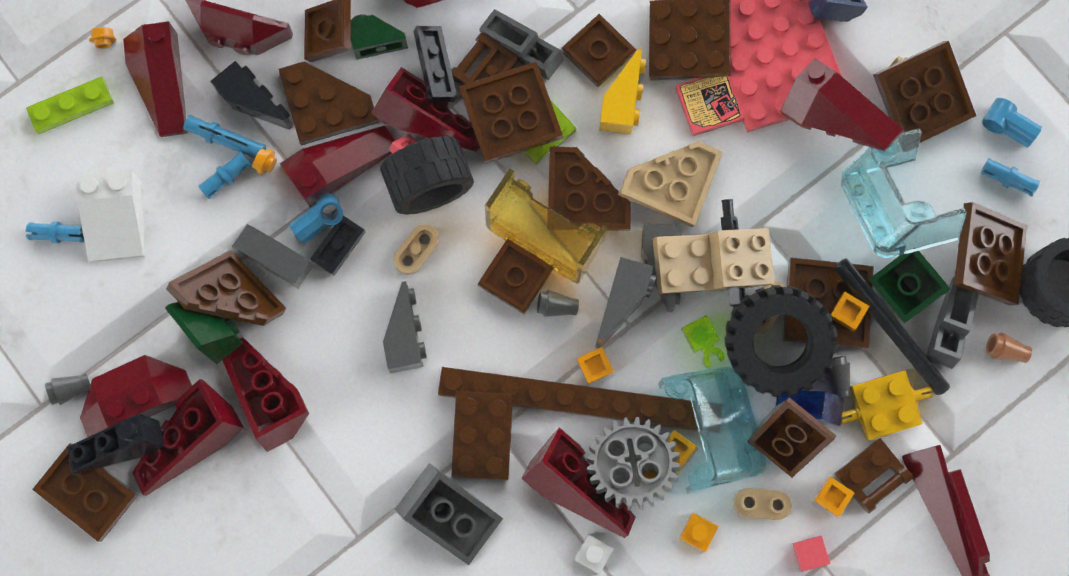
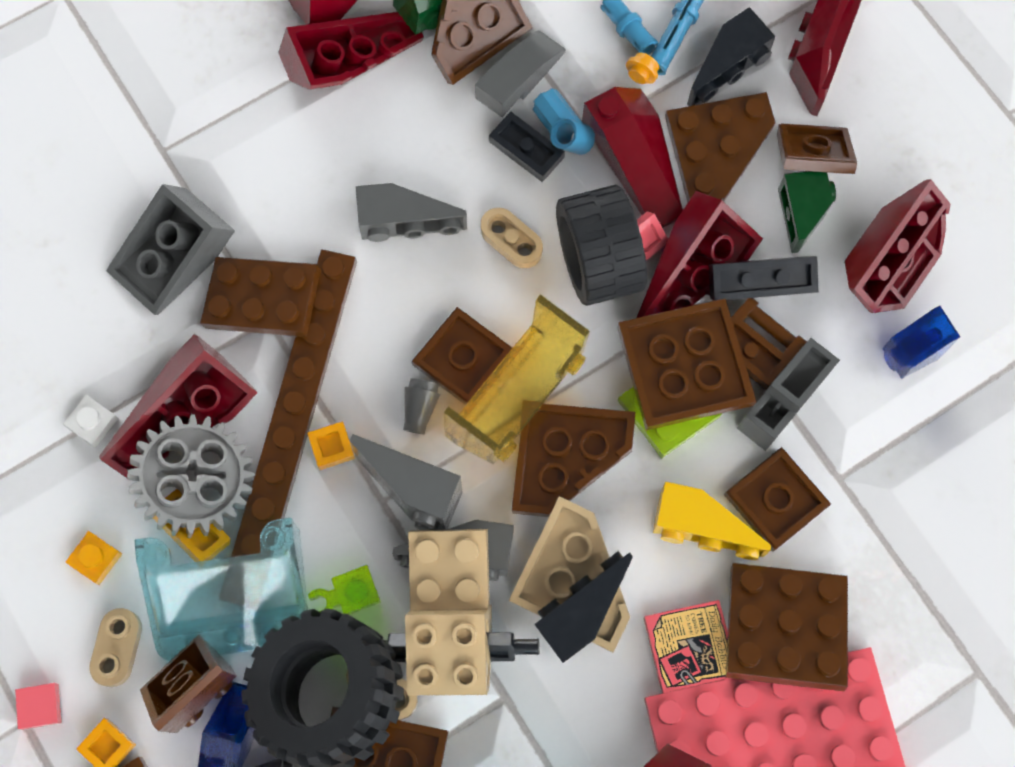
camera: 95 degrees right, 5 degrees down
(703, 170) = (578, 619): none -> black slope

